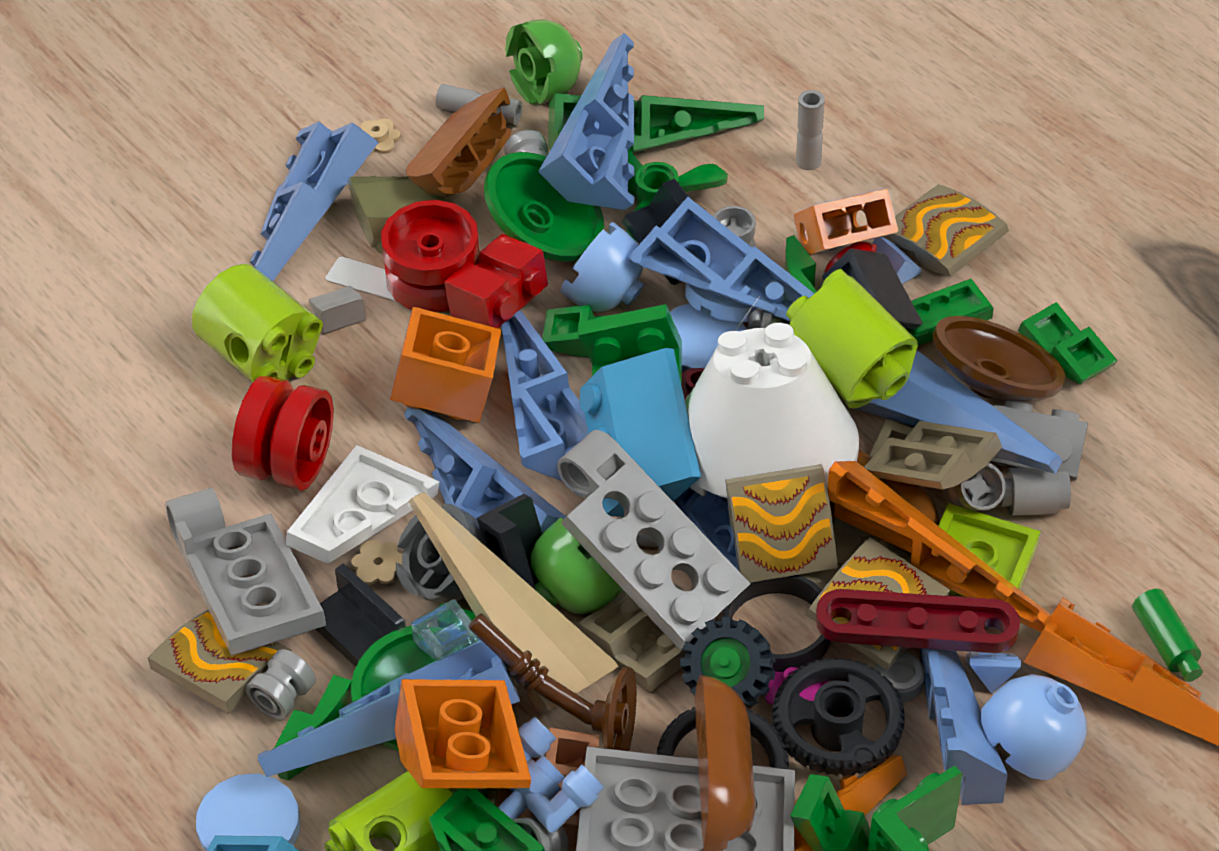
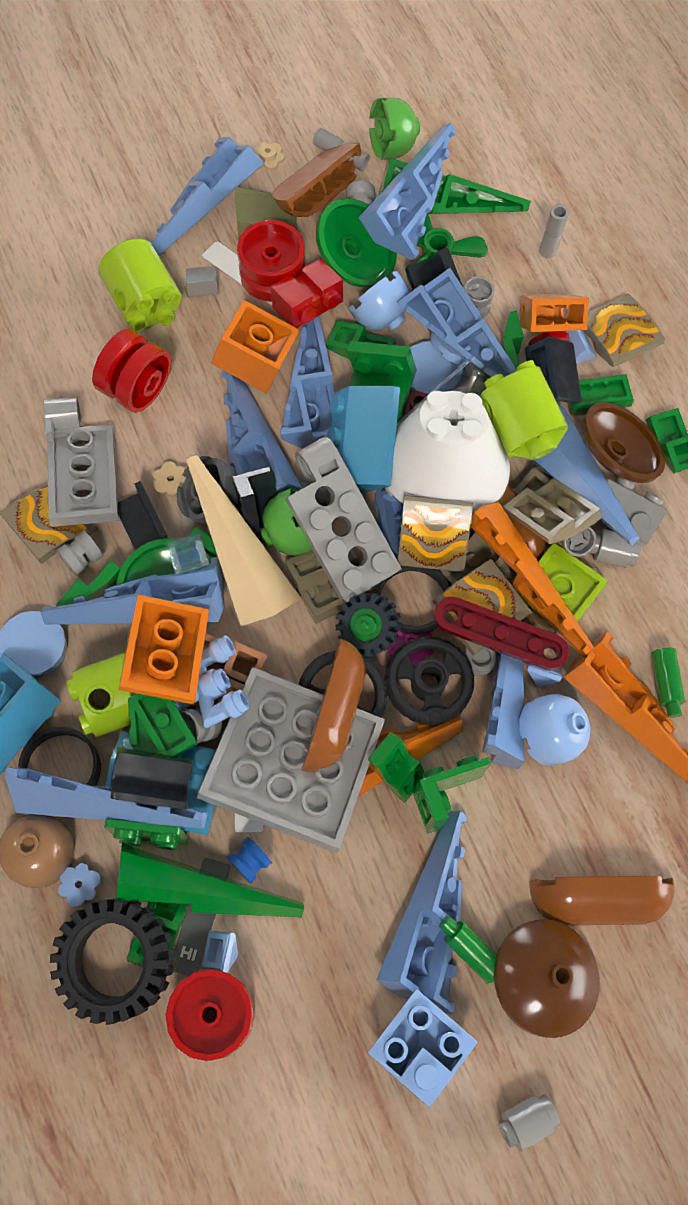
camera: 10 degrees right, 20 degrees up
(356, 504) = (168, 433): white wing -> none
(608, 716) = (277, 642): reddish brown dish -> none

